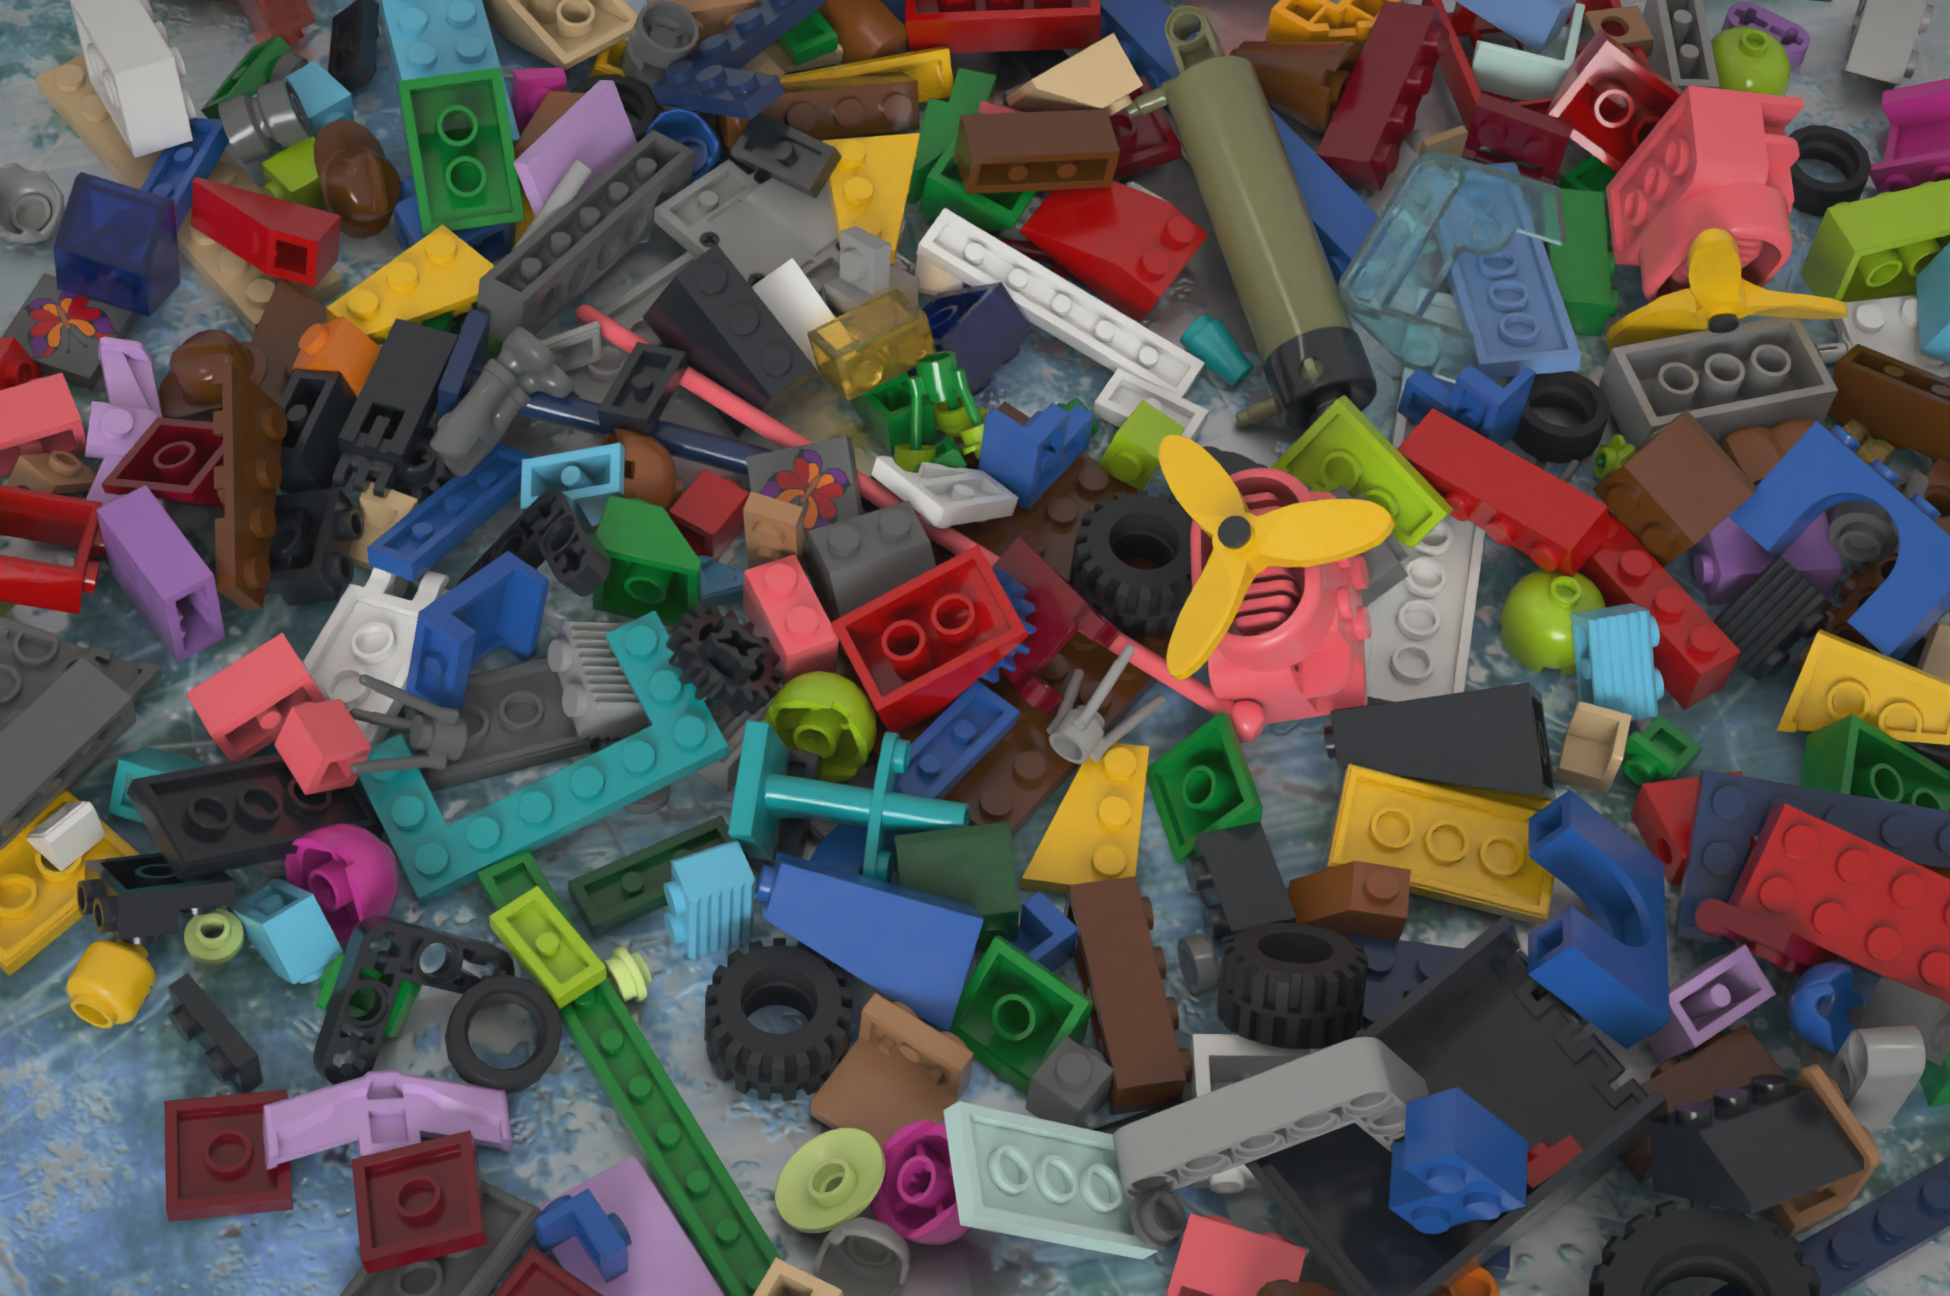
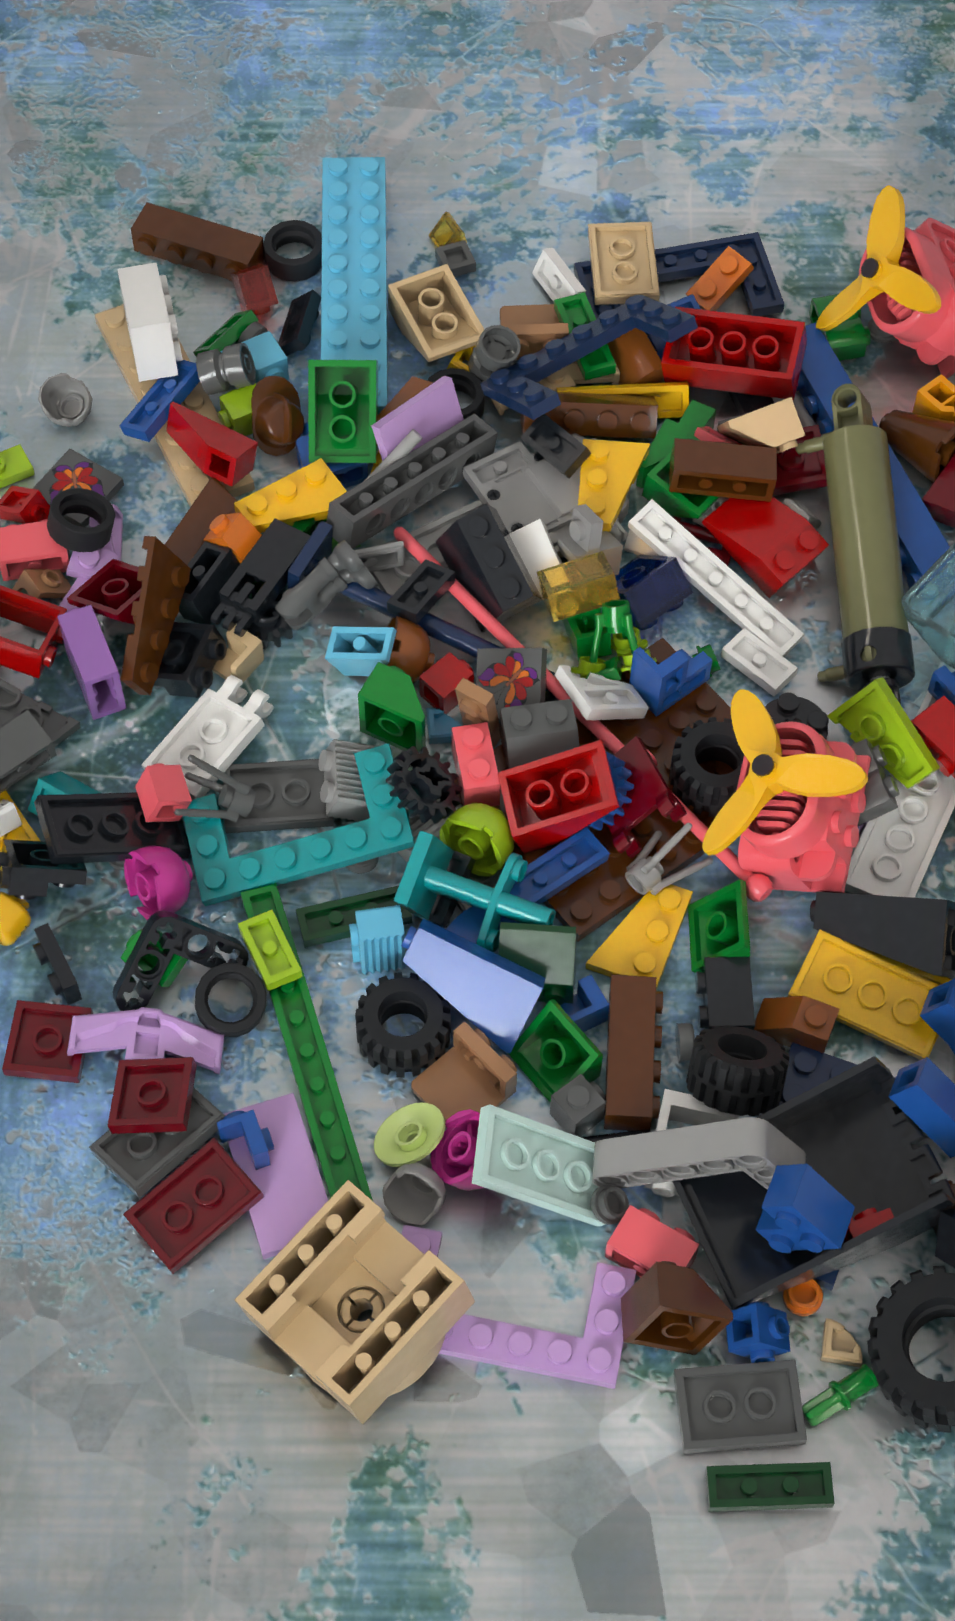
camera: 20 degrees right, 5 degrees up
(88, 392) = (83, 502): none -> black tyre
(117, 245) = (115, 439): clear blue slope -> none
(189, 386) = (157, 522): reddish brown piece -> none
(214, 950) = (72, 910): yellowish green plate -> none
(253, 697) = (127, 752): coral brick -> none
(287, 930) = (116, 906): medium azure slope -> none
(449, 515) = (279, 654): blue plate -> none
(471, 621) = (272, 730): blue panel -> none
(530, 89) = (402, 371): dark pink bracket -> none
(560, 534) = (336, 681): black beam -> none
(628, 974) = (317, 976): yellowish green plate -> none
(694, 132) = (500, 419): blue hair -> none
(1135, 447) = (746, 675): lime brick -> none
(1216, 347) = (815, 624): teal cone -> none

